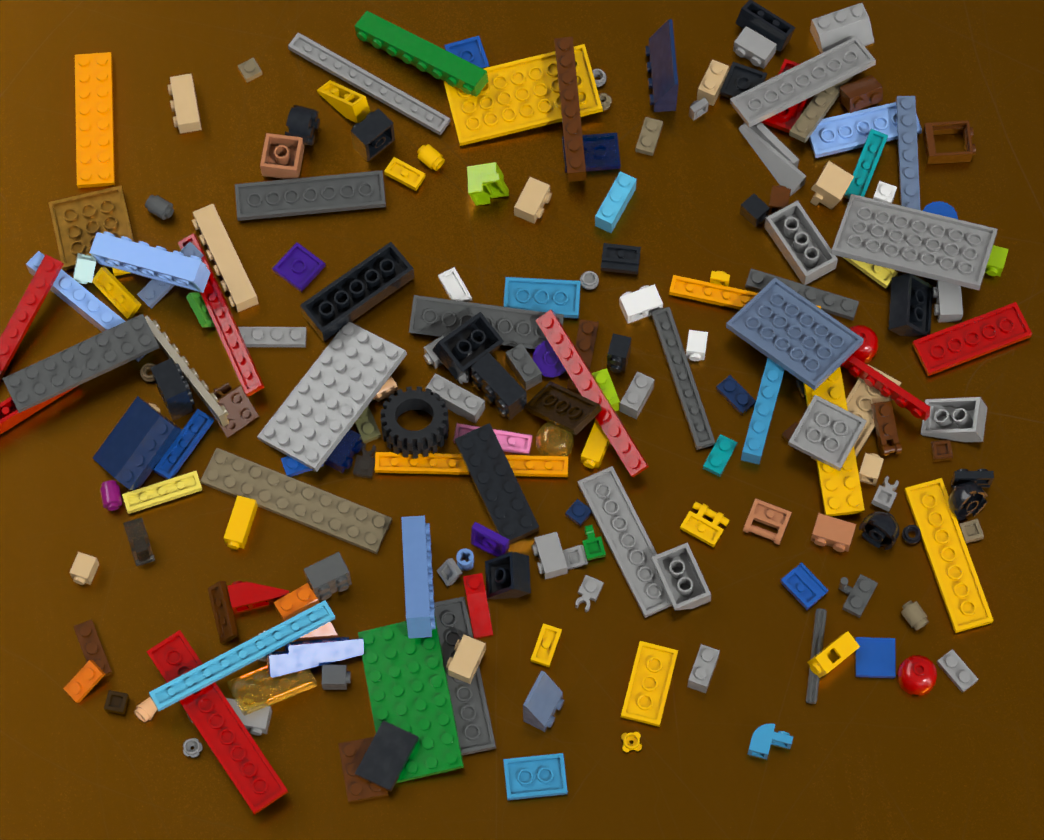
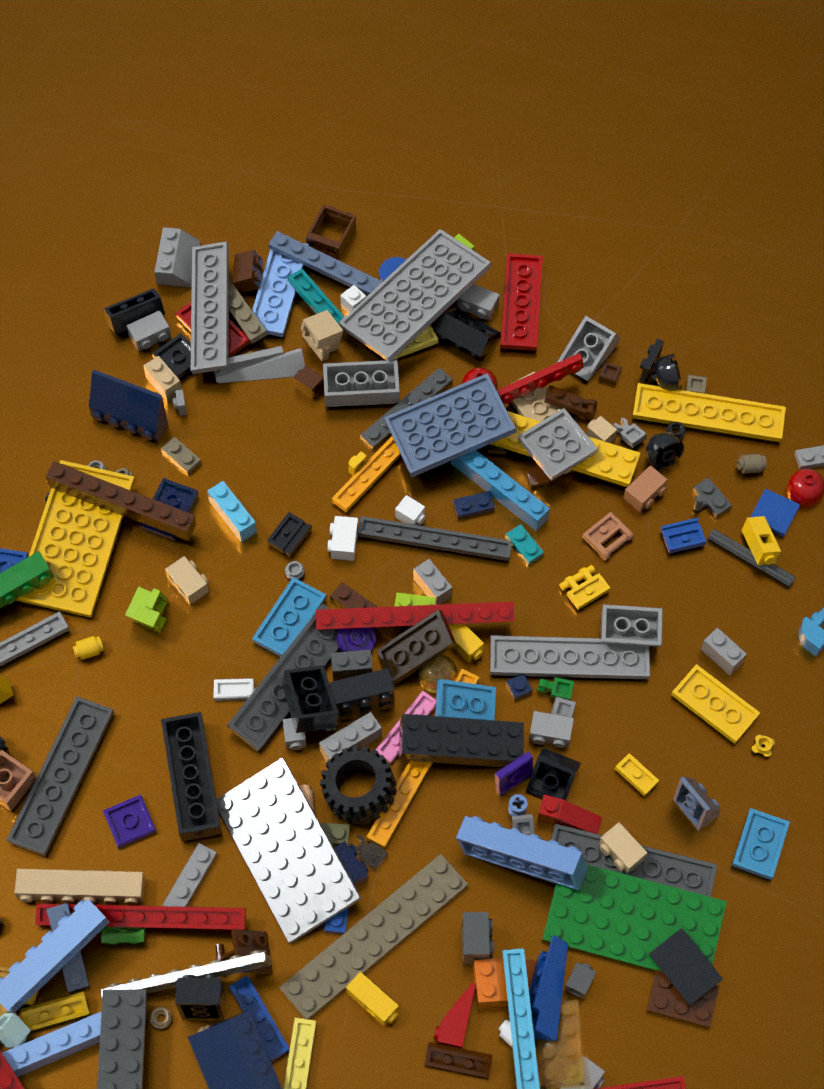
camera: 65 degrees left, 5 degrees down
(372, 134) = (35, 686): black brick -> none
(405, 173) = (91, 678): yellow plate -> none
(534, 472) = (465, 700): none -> dark azure plate
(589, 591) = (600, 713): light grey plate -> none
(618, 353) = (386, 576): black brick -> none
(754, 210) = (307, 405): black brick -> none

